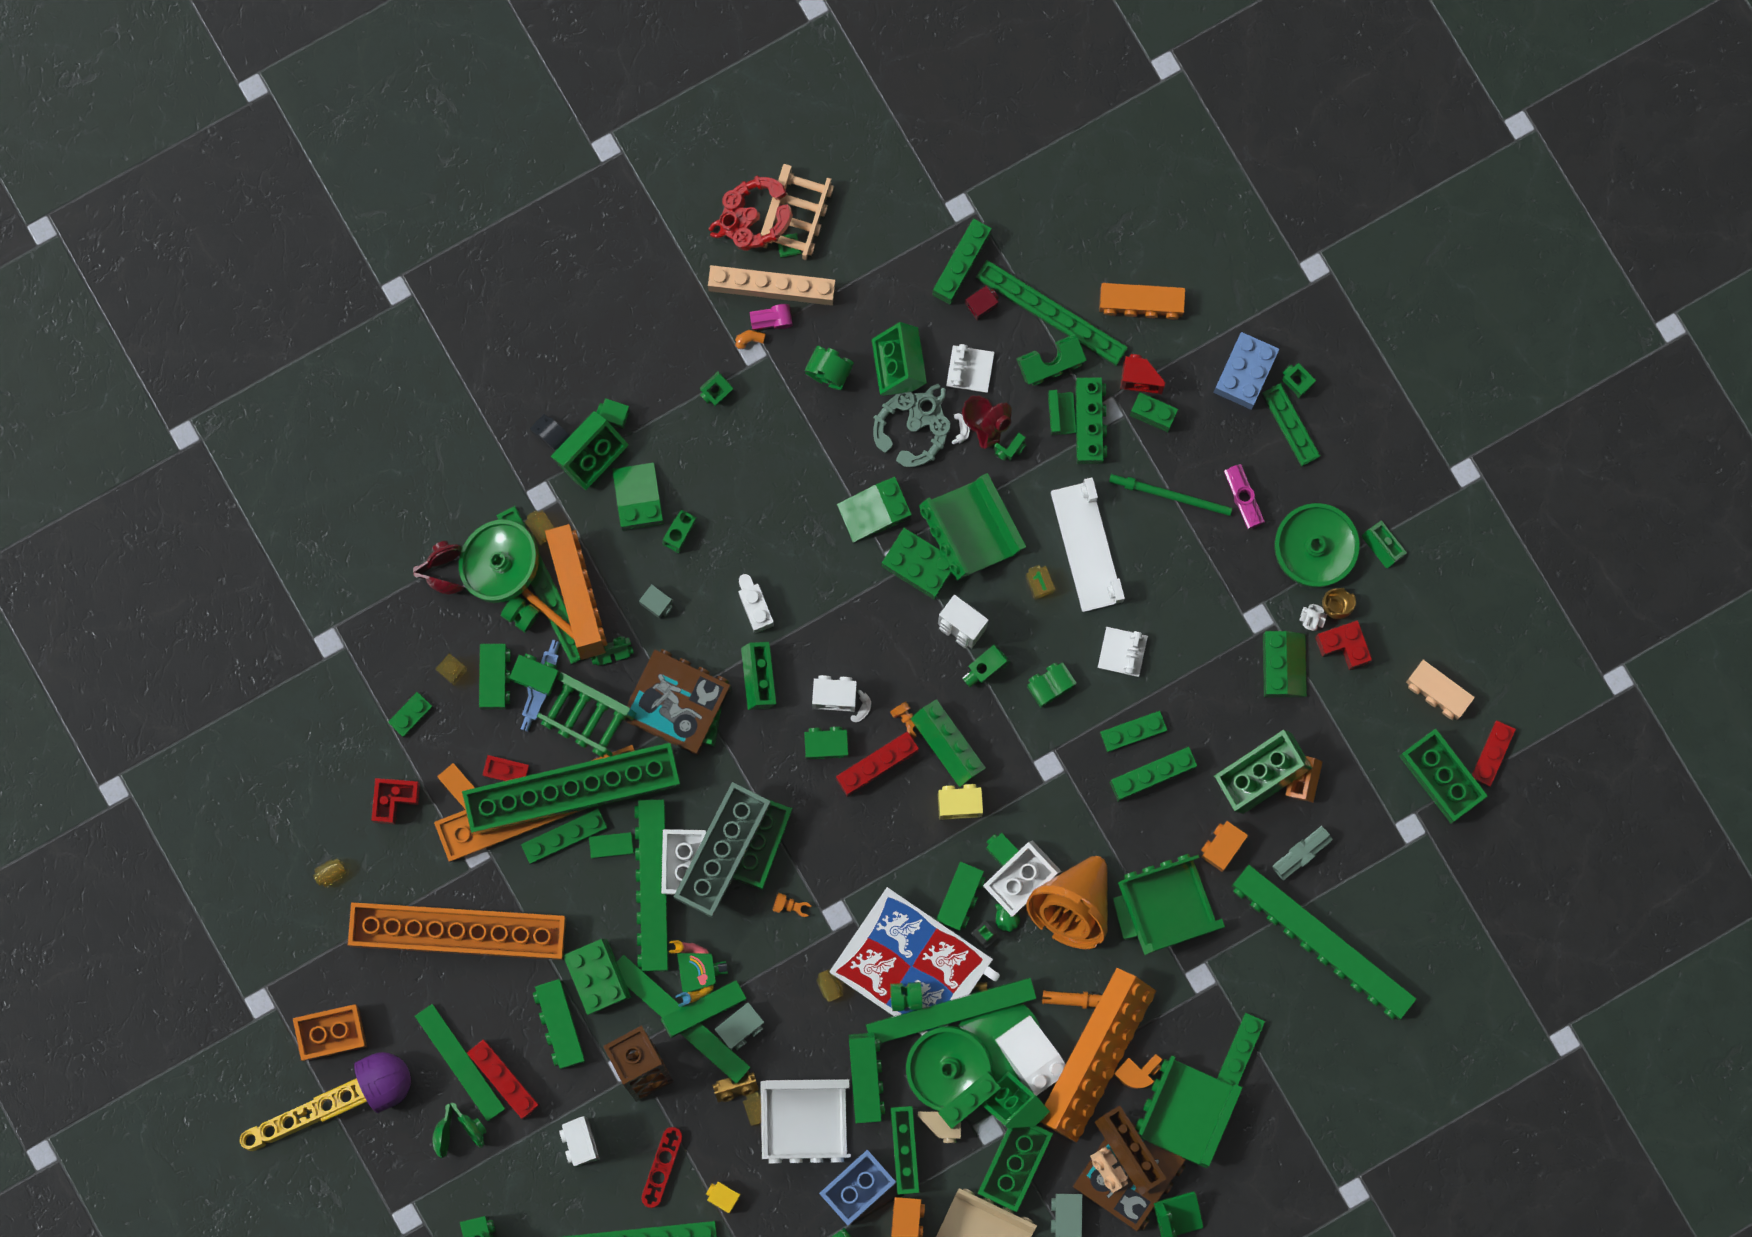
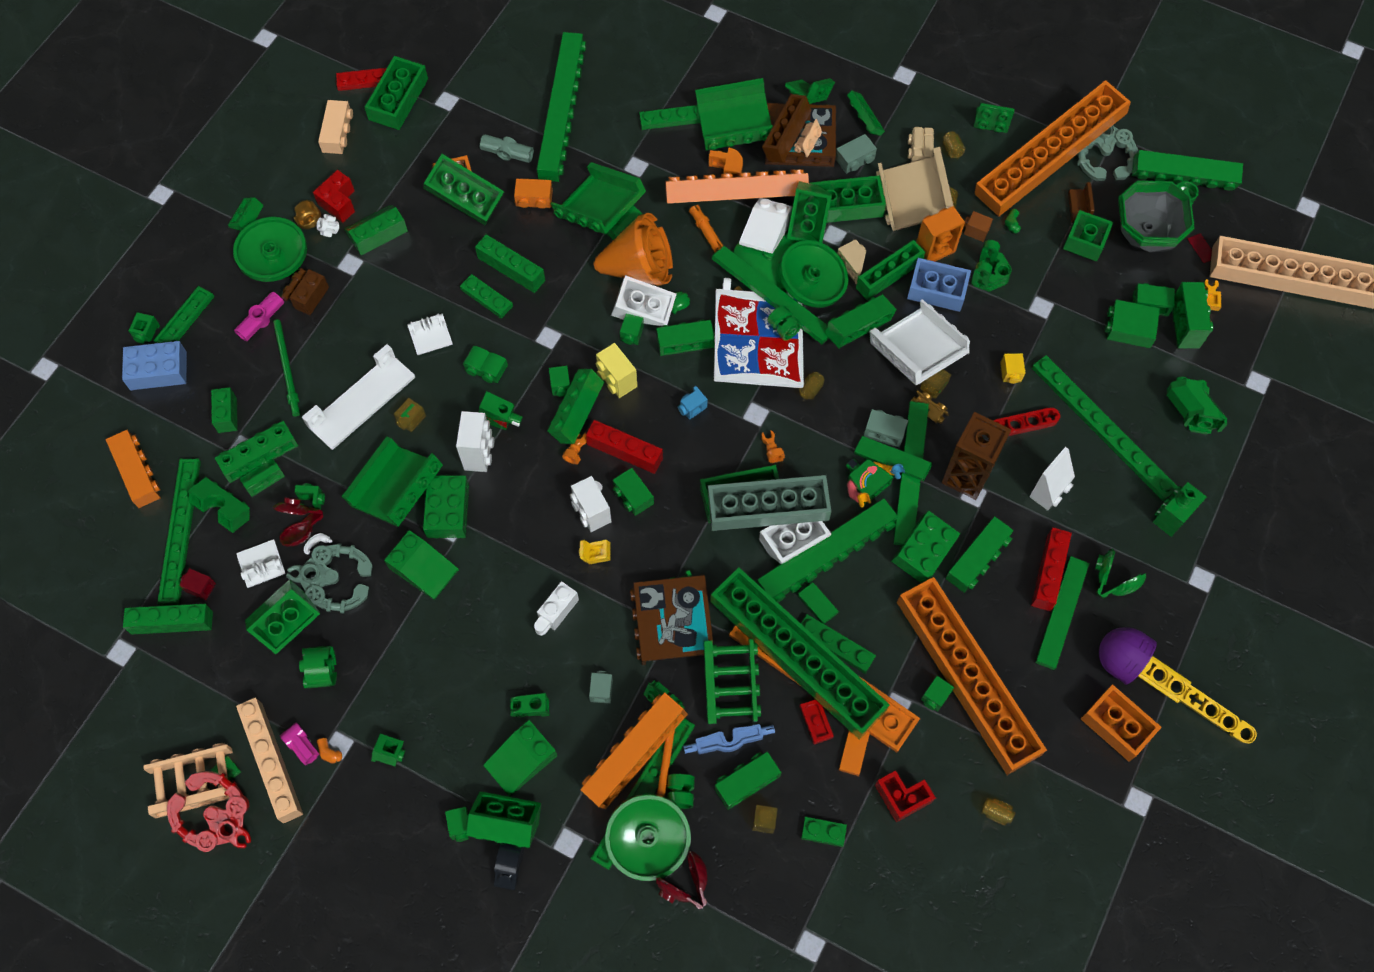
camera: 120 degrees left, 15 degrees down
(460, 891) = (937, 694): none -> green brick
(534, 674) = (725, 744): green brick -> none
(538, 524) = (595, 823): clear yellow brick -> none
(758, 675) = (611, 570): green brick -> none
(788, 673) = (595, 551): none -> yellow bracket
(883, 857) = (692, 403): none -> dark azure brick
(969, 1100) = (826, 244): green plate -> none
(985, 935) = (701, 307): pearl dark grey piece -> none
(987, 745) = (559, 380): none -> green brick
(1140, 376) = (197, 432): red slope -> none
(1243, 559) = (305, 290): none -> reddish brown brick

